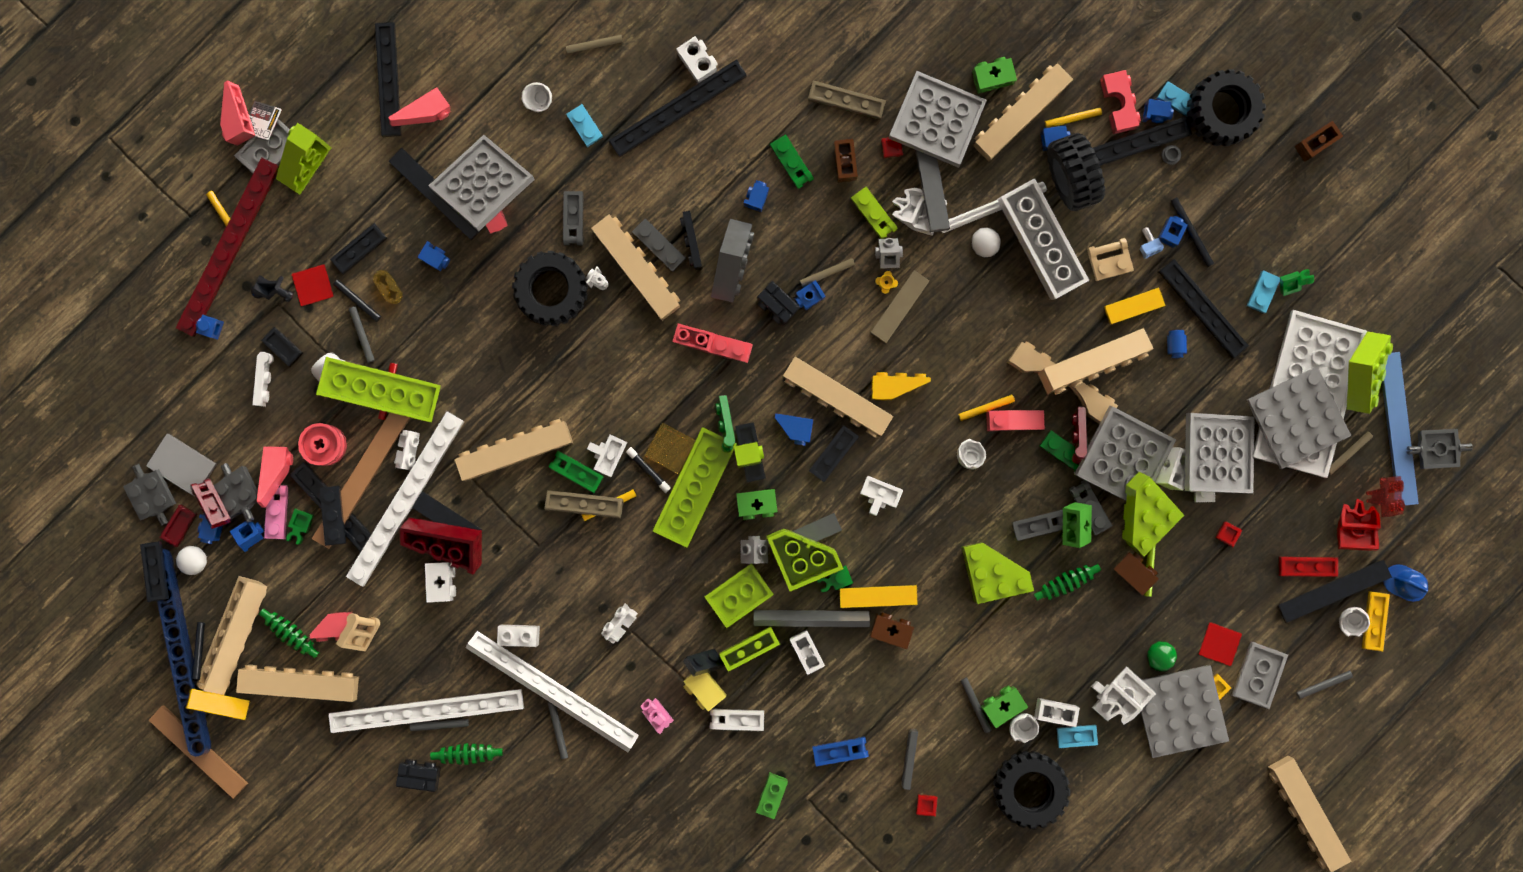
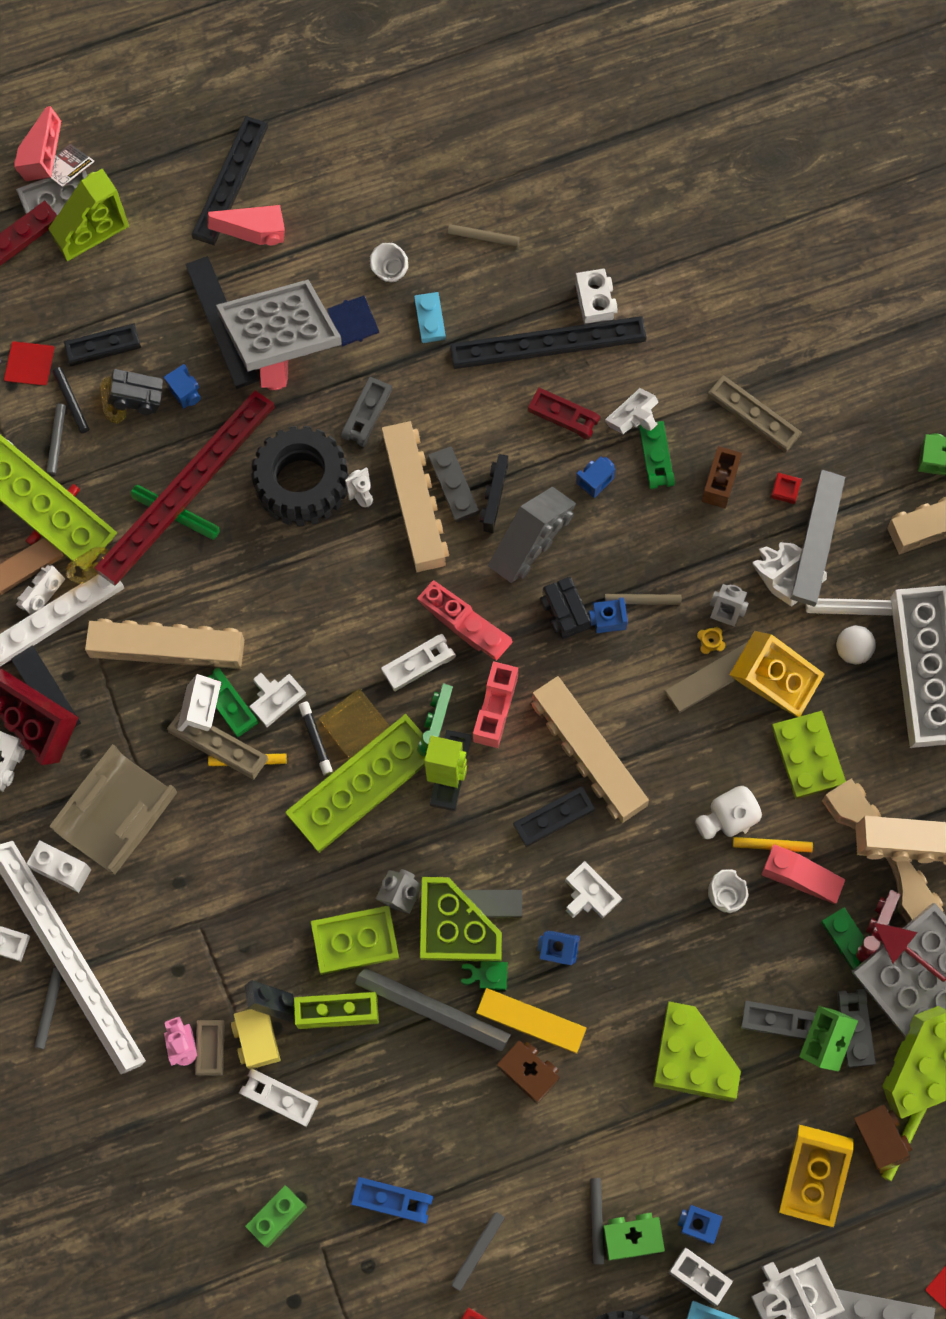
camera: 30 degrees right, 15 degrees down
(401, 277) = (134, 391): none -> black brick
(433, 418) = (82, 561): none -> clear yellow beam
(473, 331) = (184, 488): none -> dark red plate
(473, 351) = (185, 517): none -> green axle
(530, 151) = (353, 320): none -> clear blue piece
(537, 581) = (112, 810): none -> dark tan piece
(559, 484) = (199, 703): none -> white panel
(624, 616) = (179, 912): white hinge -> none
(676, 707) = (210, 1048): none -> dark tan tile
(693, 386) = (417, 662): none -> white plate
(712, 158) = (563, 413): none -> dark red plate
(746, 499) = (421, 824): bright green brick -> none
(761, 394) = (496, 705): none -> coral arch
(763, 137) = (634, 412): none -> white hinge
(796, 428) = (521, 764): blue slope -> none
(807, 652) = (407, 1047): white brick -> none
(873, 212) = (730, 553): lime plate -> none
(878, 546) = (570, 943): none -> blue brick
(891, 387) = (665, 767): yellow slope -> none
(937, 119) = (855, 476): light grey plate -> none
(941, 288) = (777, 673): none -> yellow slope
(951, 400) = (731, 813): none -> white piece
(985, 334) = (808, 754): none -> lime plate
(1024, 727) = (647, 1278): white hair -> none
(1048, 682) = (710, 1221): none -> blue brick
(1067, 582) = (785, 1111): green piece -> none
(1096, 443) = (896, 941): none -> dark red piece
(1103, 614) = (816, 1175): none -> yellow slope
(1161, 656) = (873, 1268): green hair -> none

